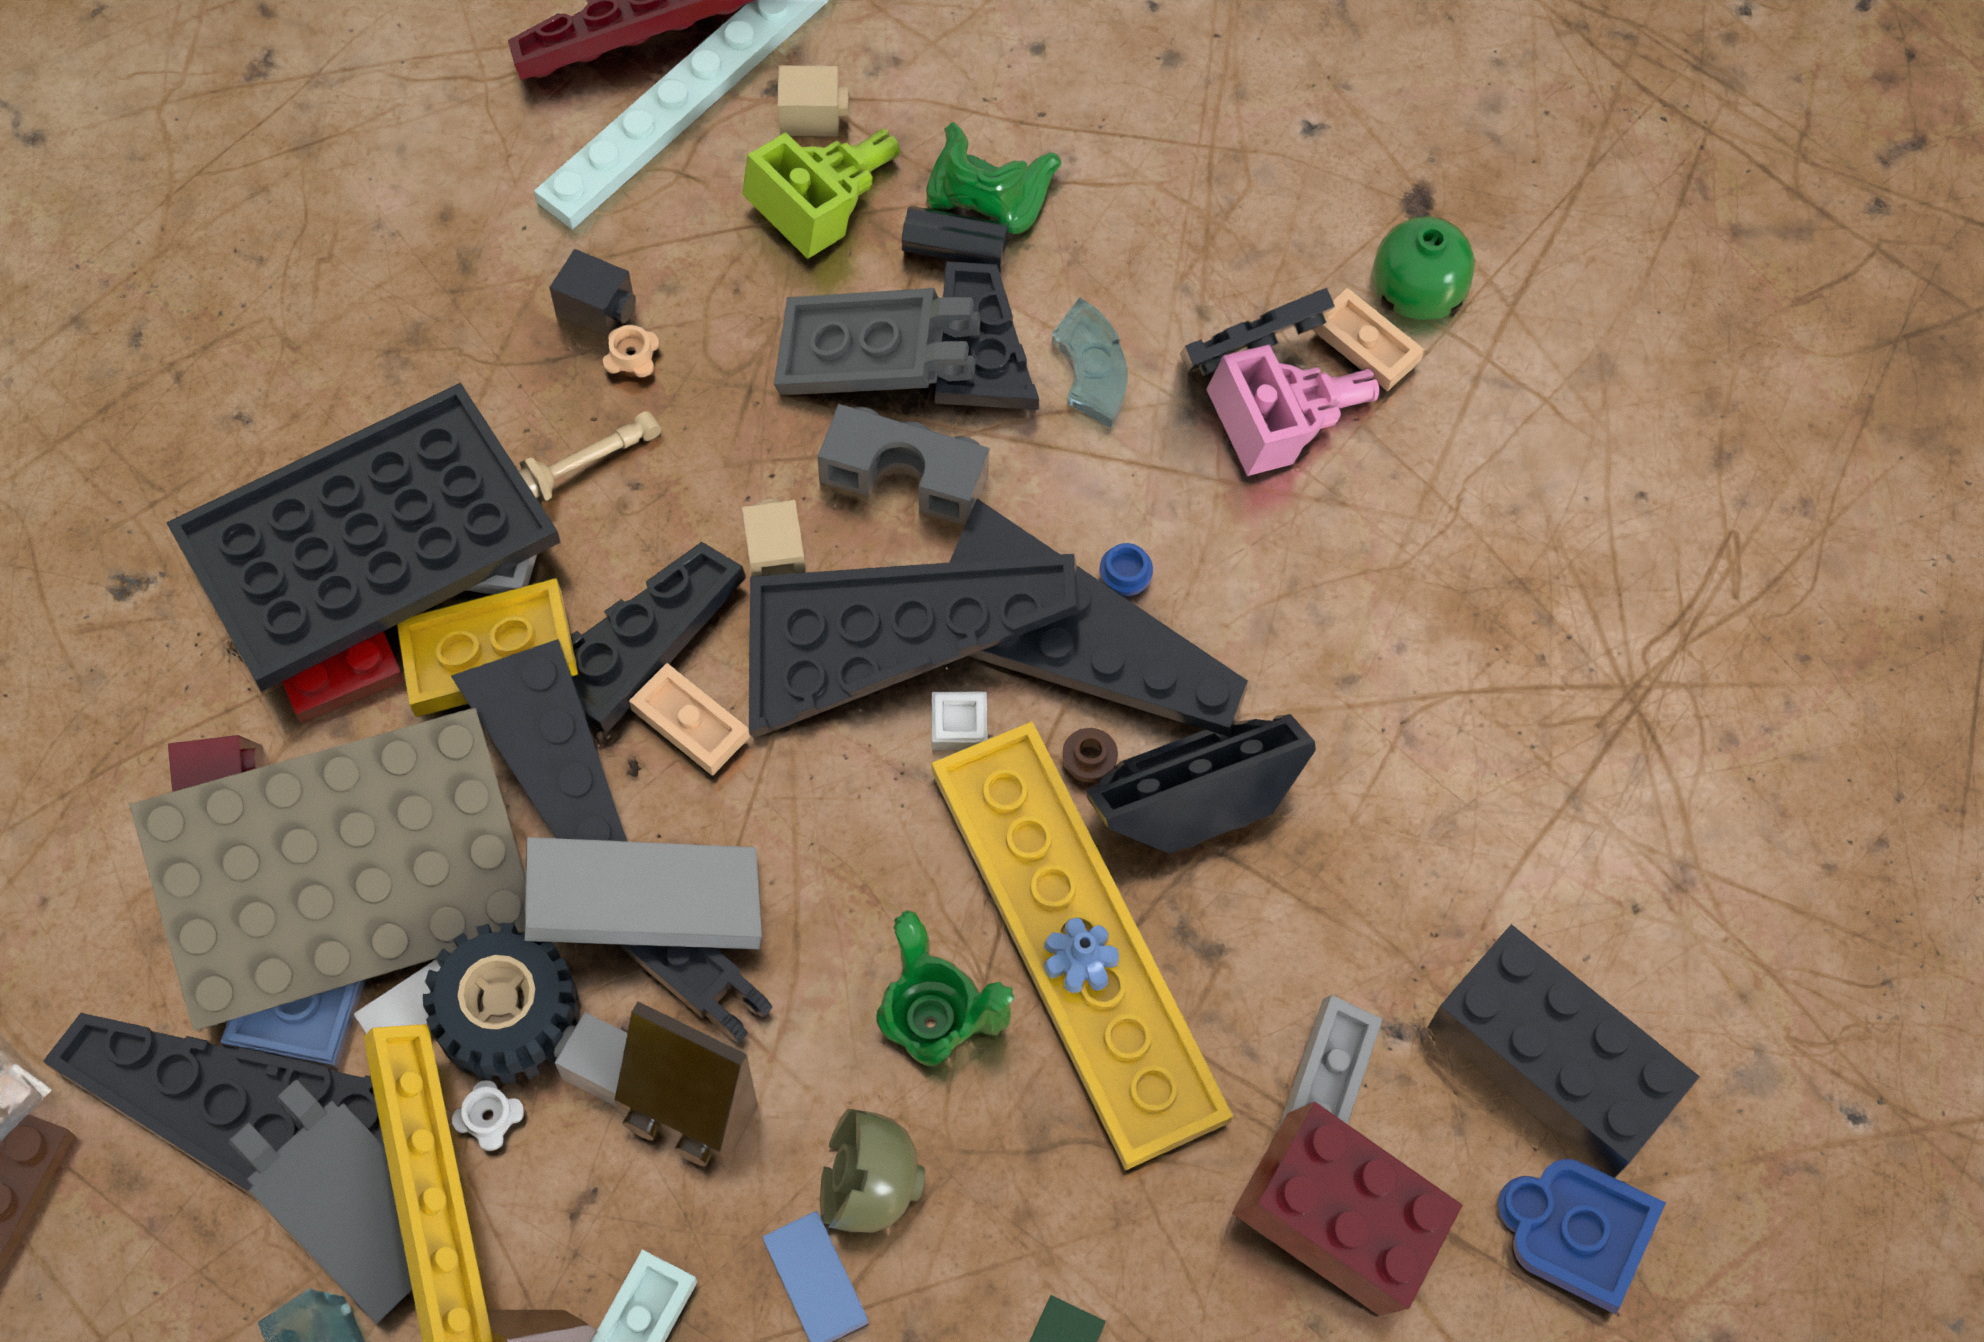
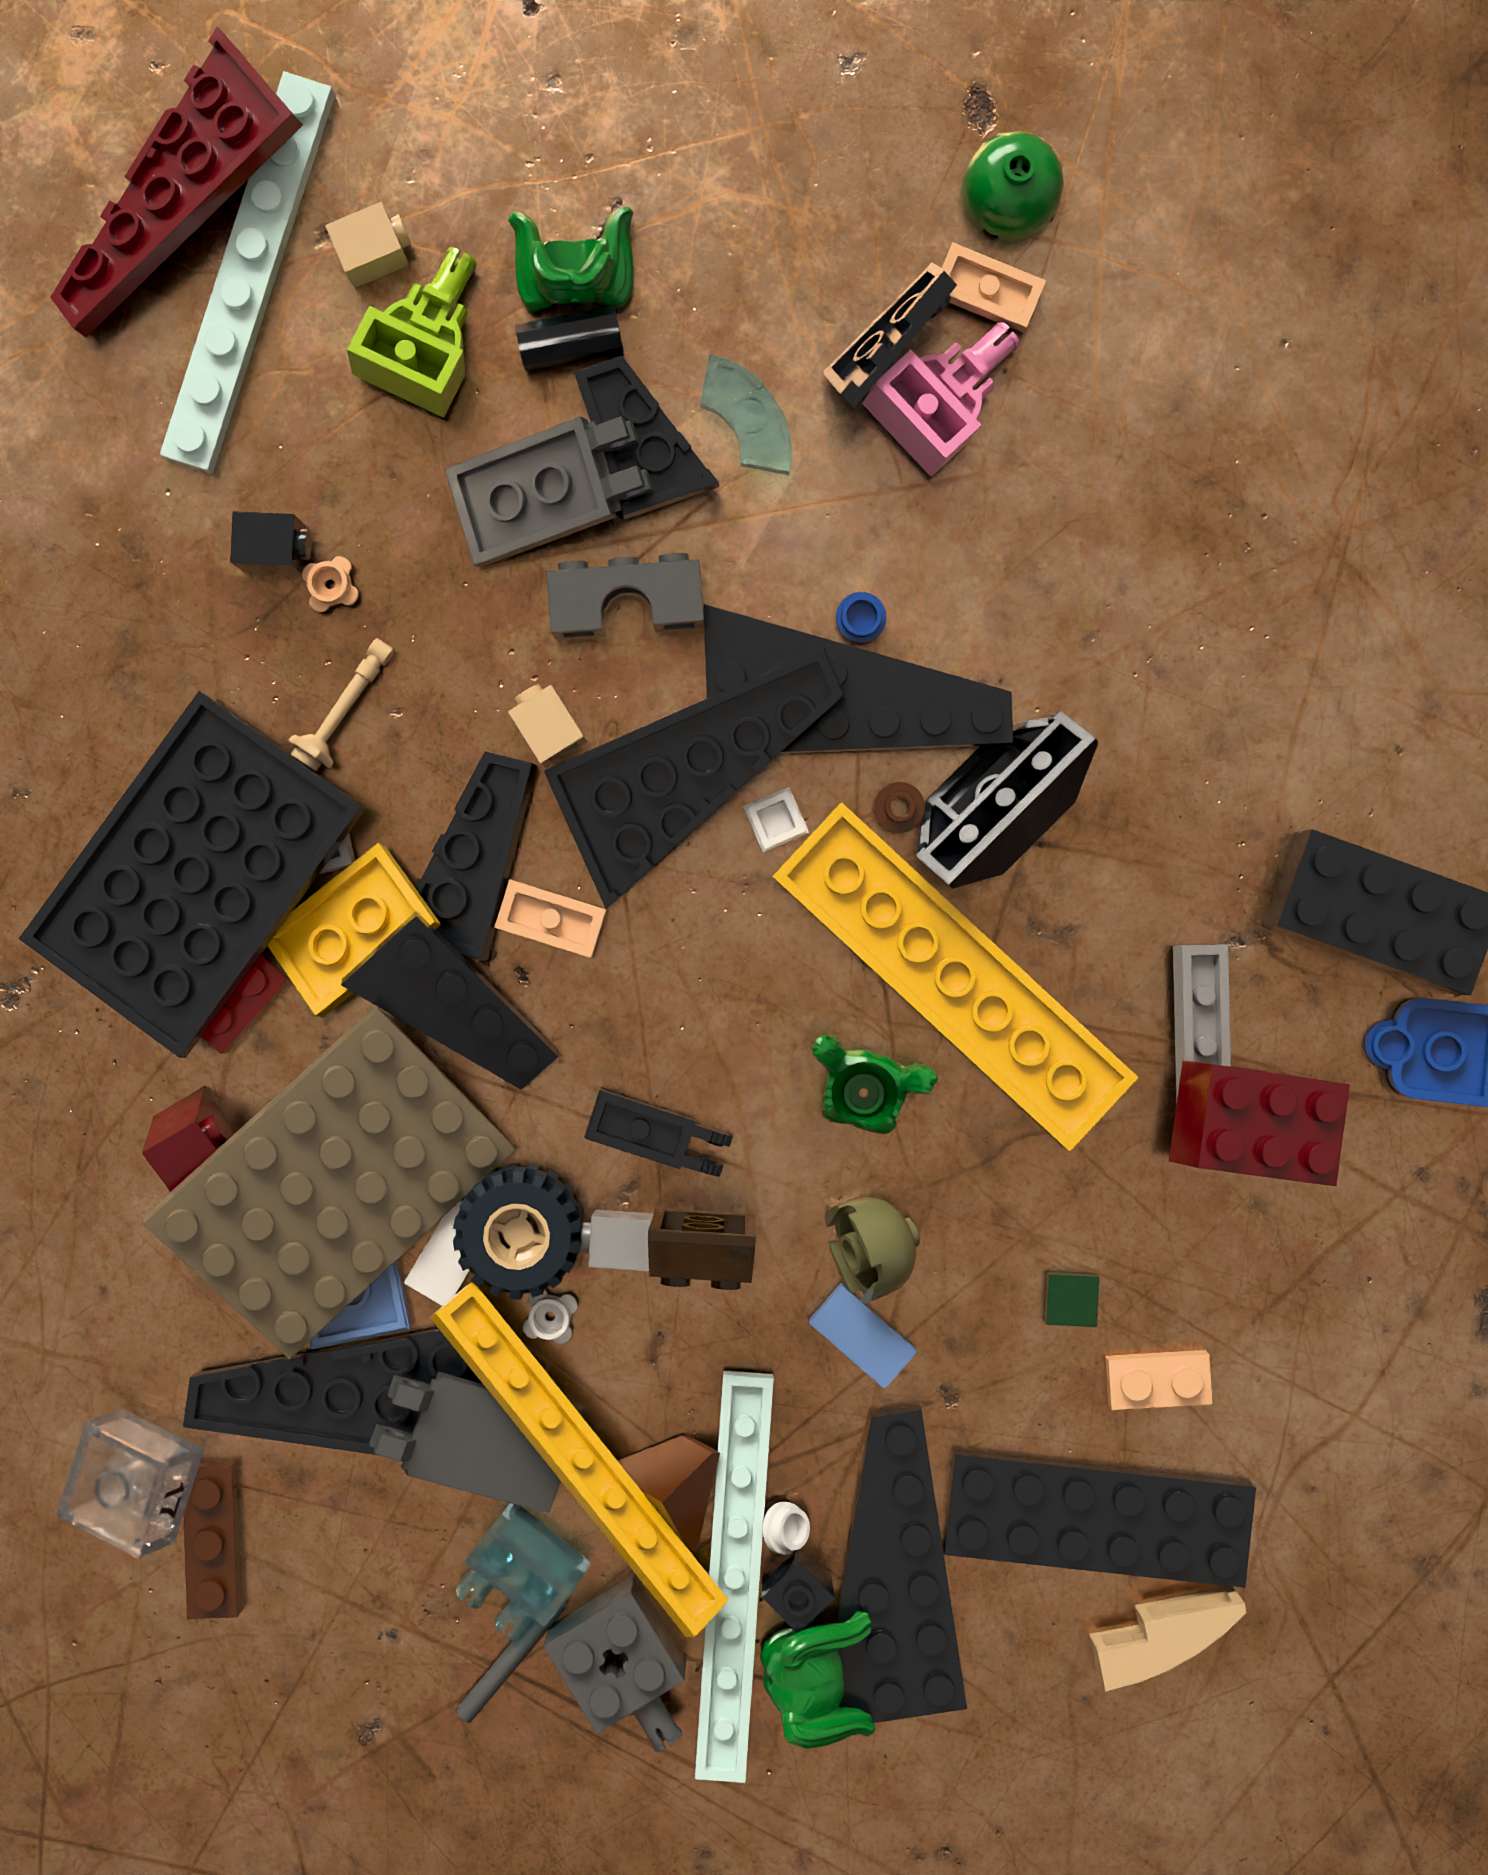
camera: 20 degrees left, 25 degrees up
(641, 893) = (588, 1097): light grey tile -> none
(1080, 956) = (956, 997): medium blue plant -> none

